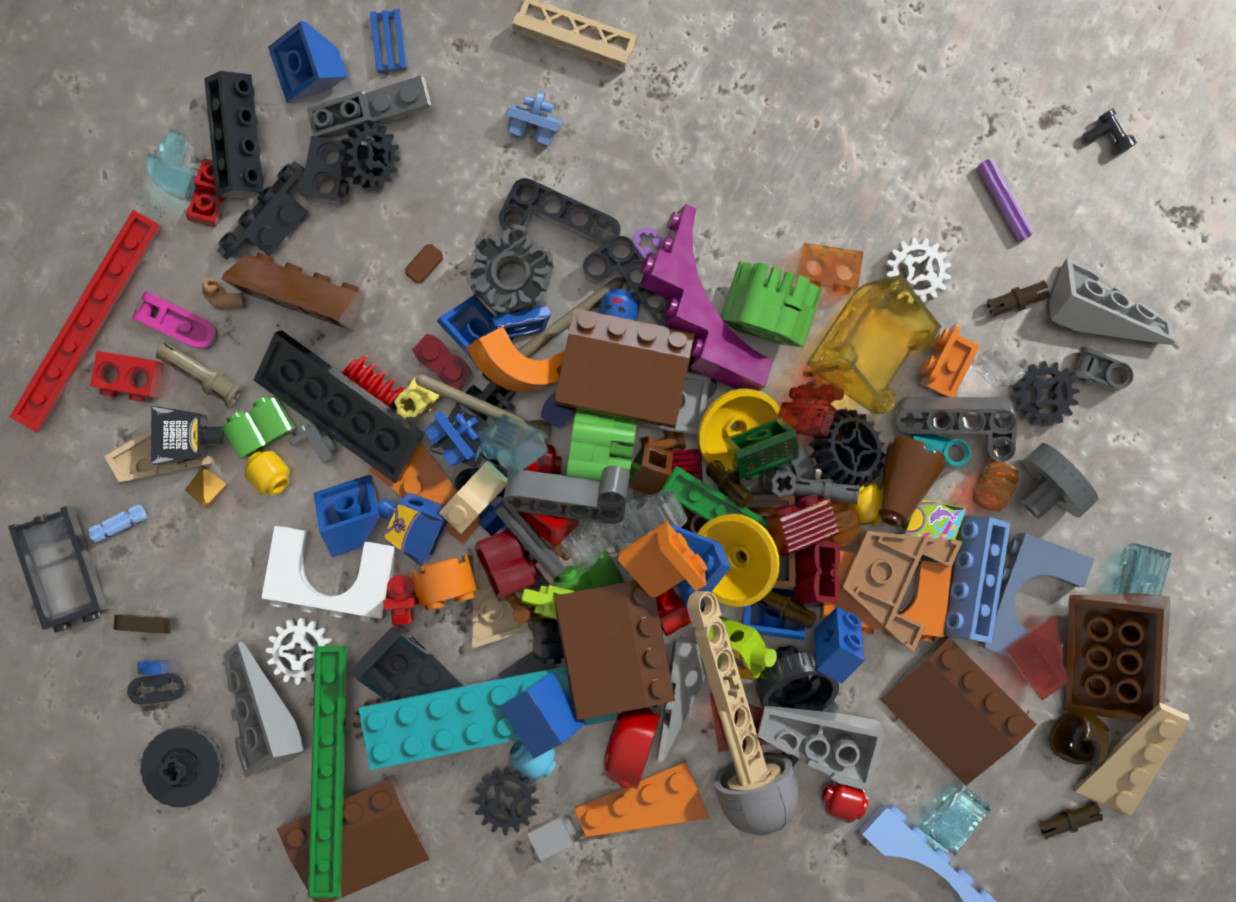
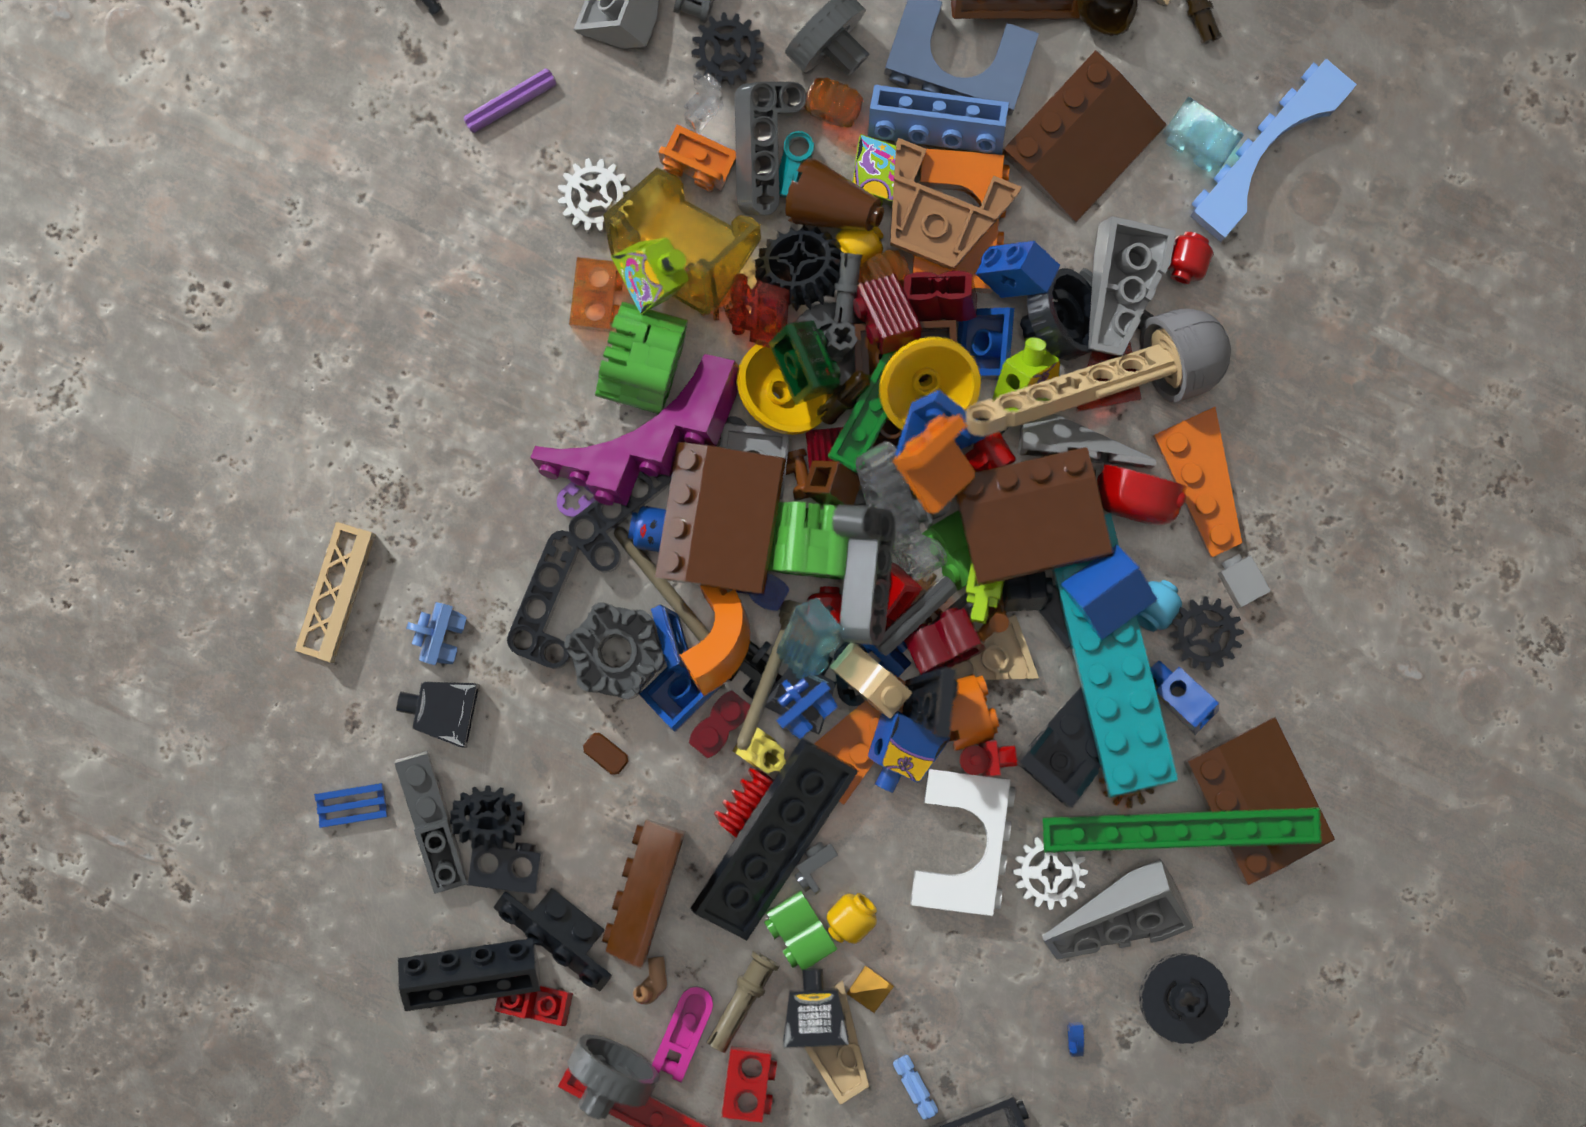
camera: 90 degrees left, 0 degrees up
(137, 254) = (611, 1075): none -> dark grey piece
(142, 623) = (1027, 1051): dark brown beam -> none
(158, 695) = (1107, 1030): black beam -> none
(168, 172) = (515, 1049): clear light blue brick -> none
(306, 62) = (381, 897): blue slope -> none
(347, 514) = (894, 824): blue slope -> none
(439, 787) = (1192, 708): none -> torso
(450, 550) = (932, 700): none -> black wing
(466, 121) = (442, 710): none -> black torso
(788, 609) = (980, 328): dark brown axle -> none
(847, 313) = (651, 271): none -> lime torso
(1018, 299) = (621, 82): dark brown pin -> none
(1040, 657) = (1022, 48): clear red wing -> none

